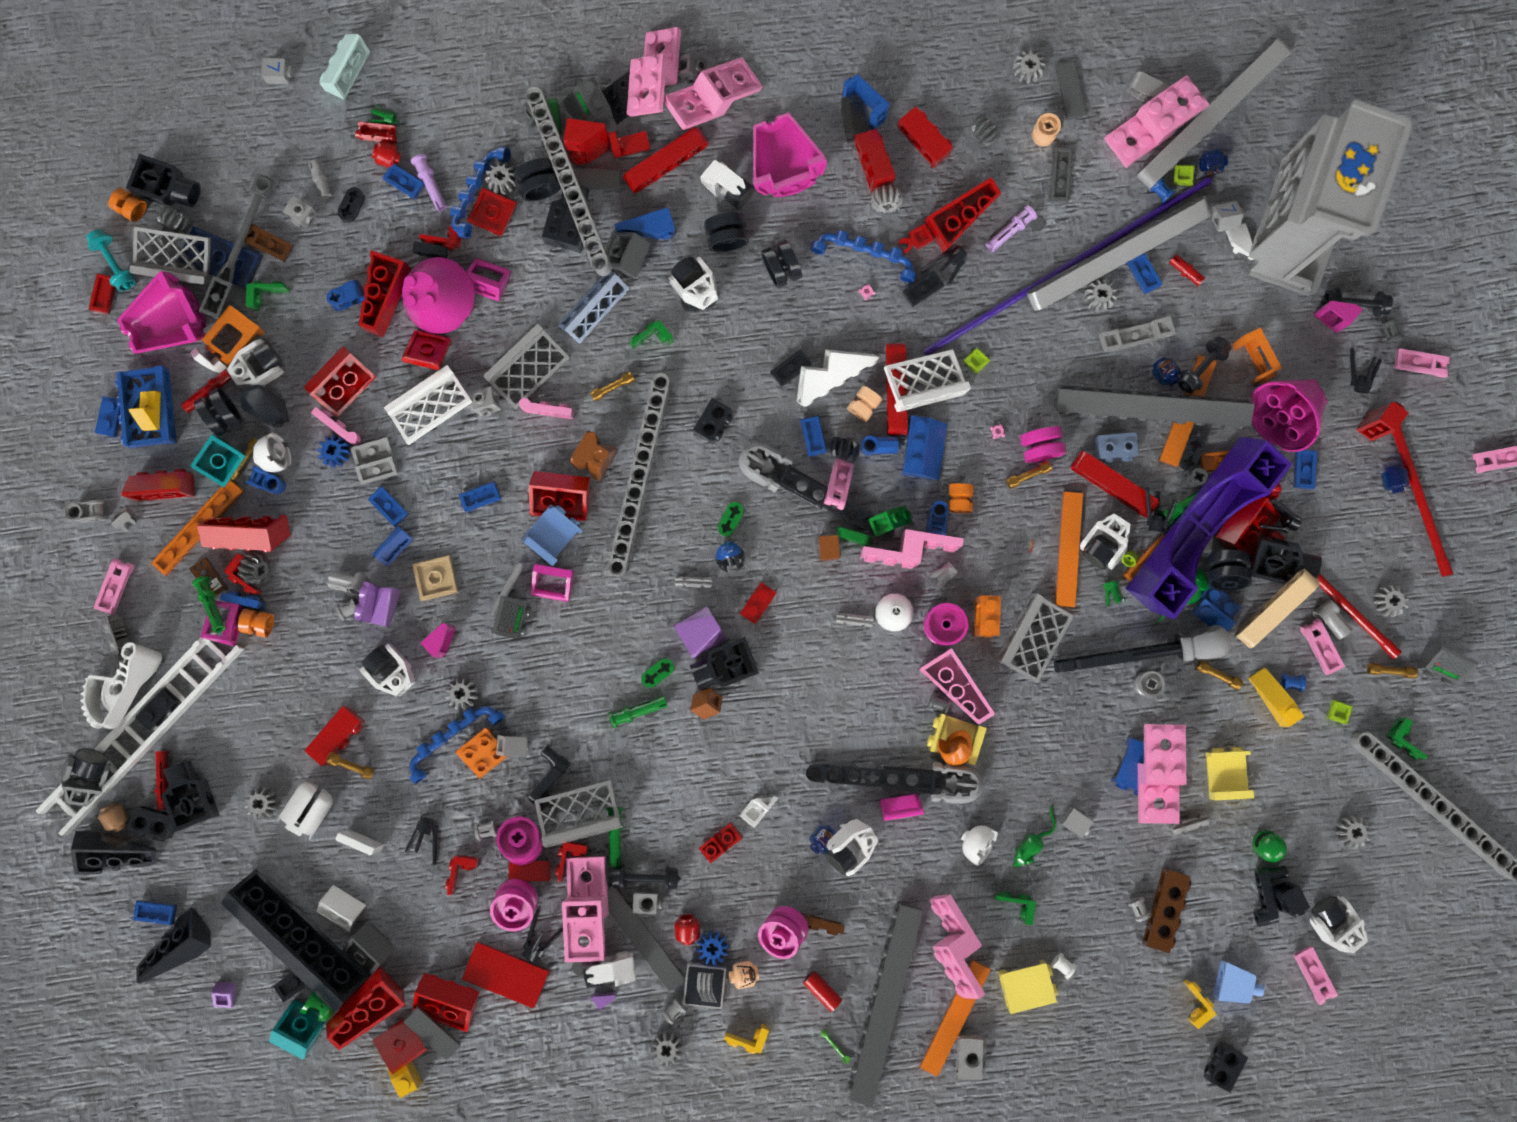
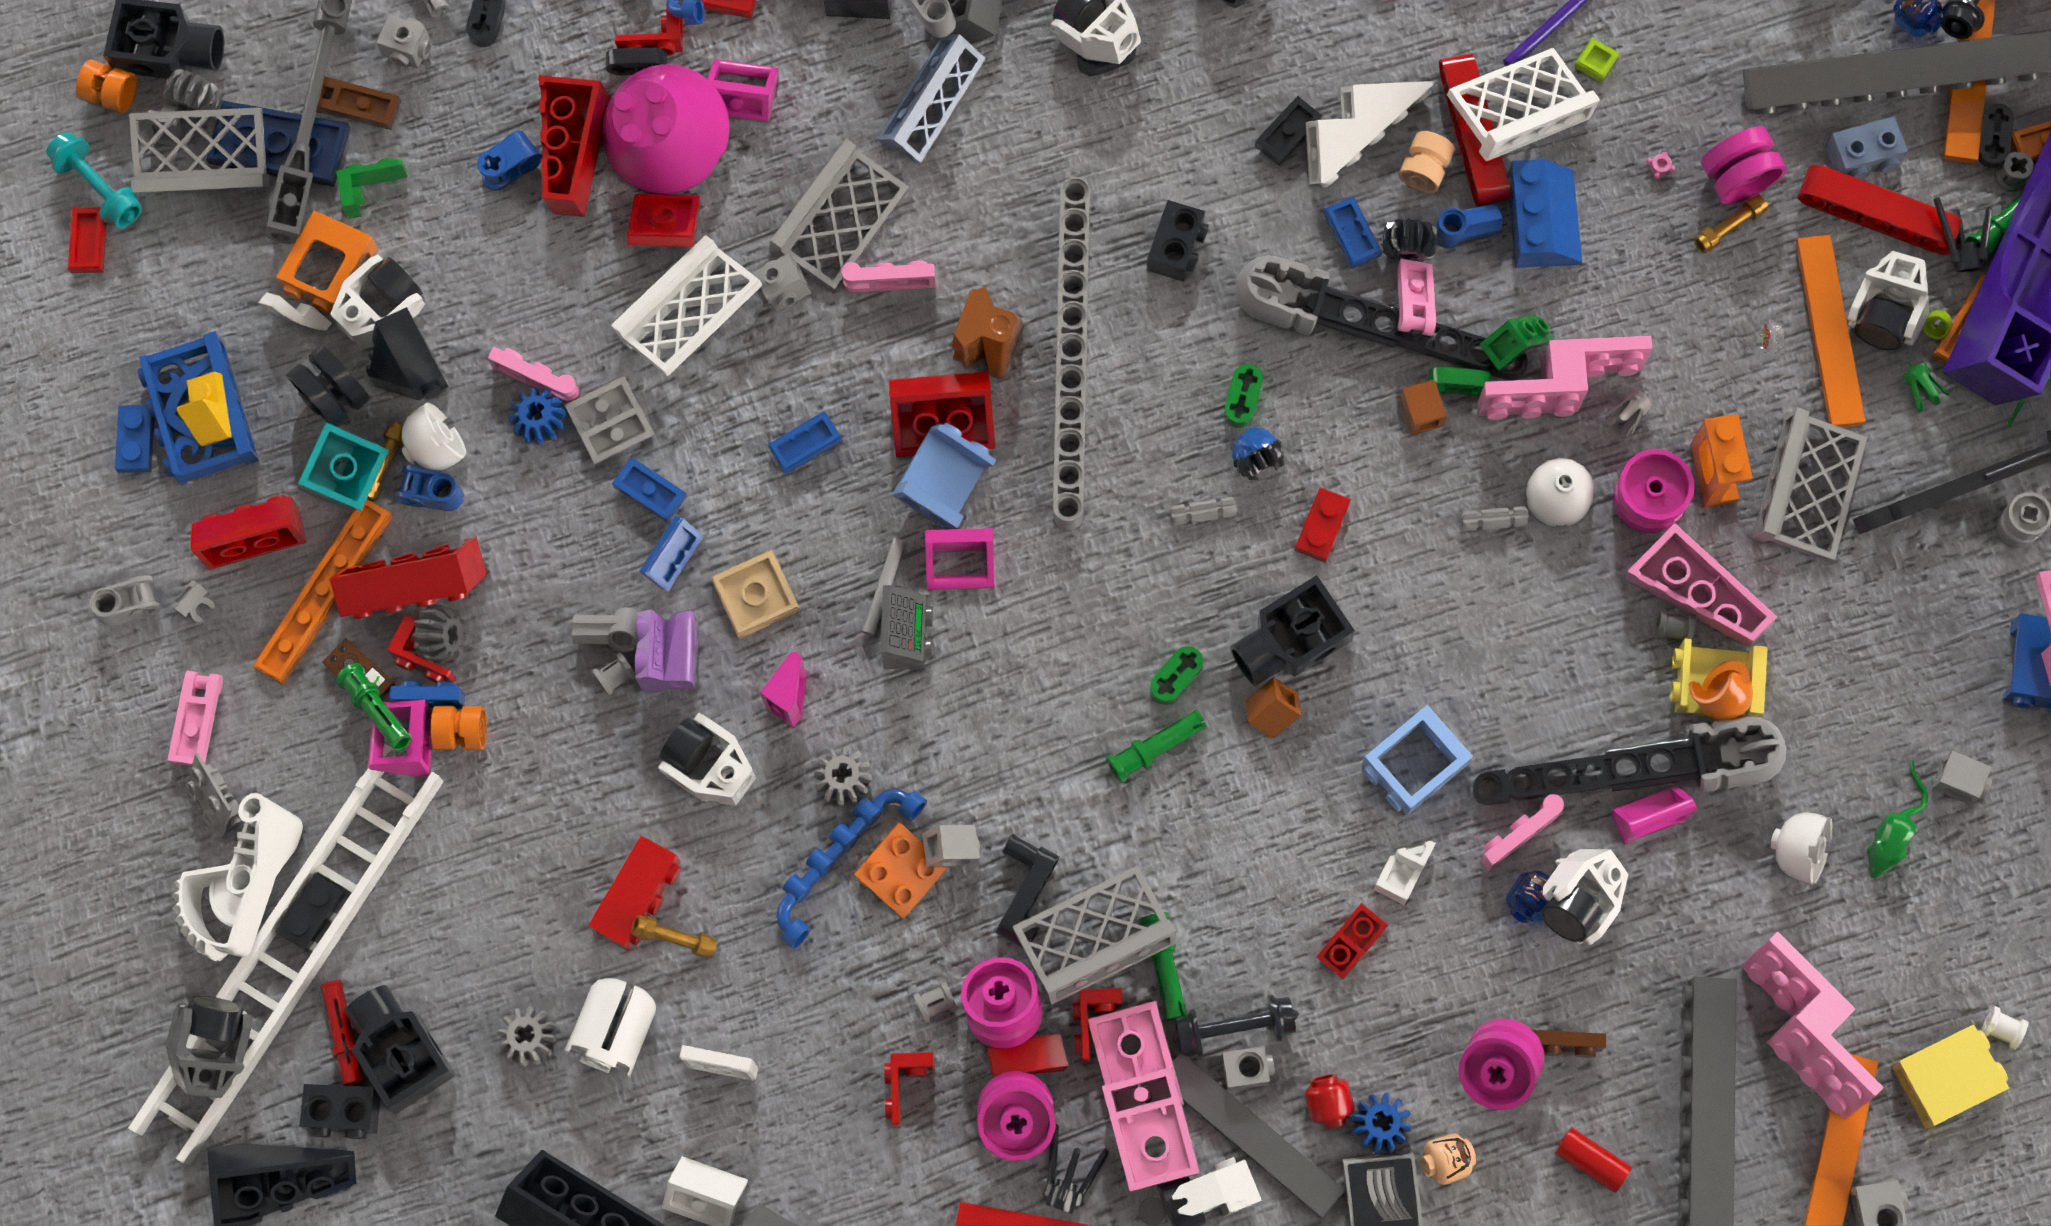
camera: 10 degrees left, 10 degrees down
(113, 817) = (269, 1113): medium nougat head -> none
(162, 316) = (199, 252): dark pink cone -> none
(219, 381) = (279, 383): red pin -> none
(339, 382) = (525, 300): red slope -> none
(425, 826) = (826, 1019): black plant -> none
(627, 378) = (1013, 202): pearl gold bar -> none
(653, 327) = (1058, 116): green bracket -> none
(700, 632) = (1235, 589): medium lavender piece -> none
(795, 740) = (1440, 737): none -> light blue window
(827, 801) = (1523, 830): none -> bright pink plate
(937, 521) = (1595, 325): blue piece -> none
(960, 498) = (1626, 276): orange wheel -> none
(1026, 912) = (1916, 947): green bracket -> none

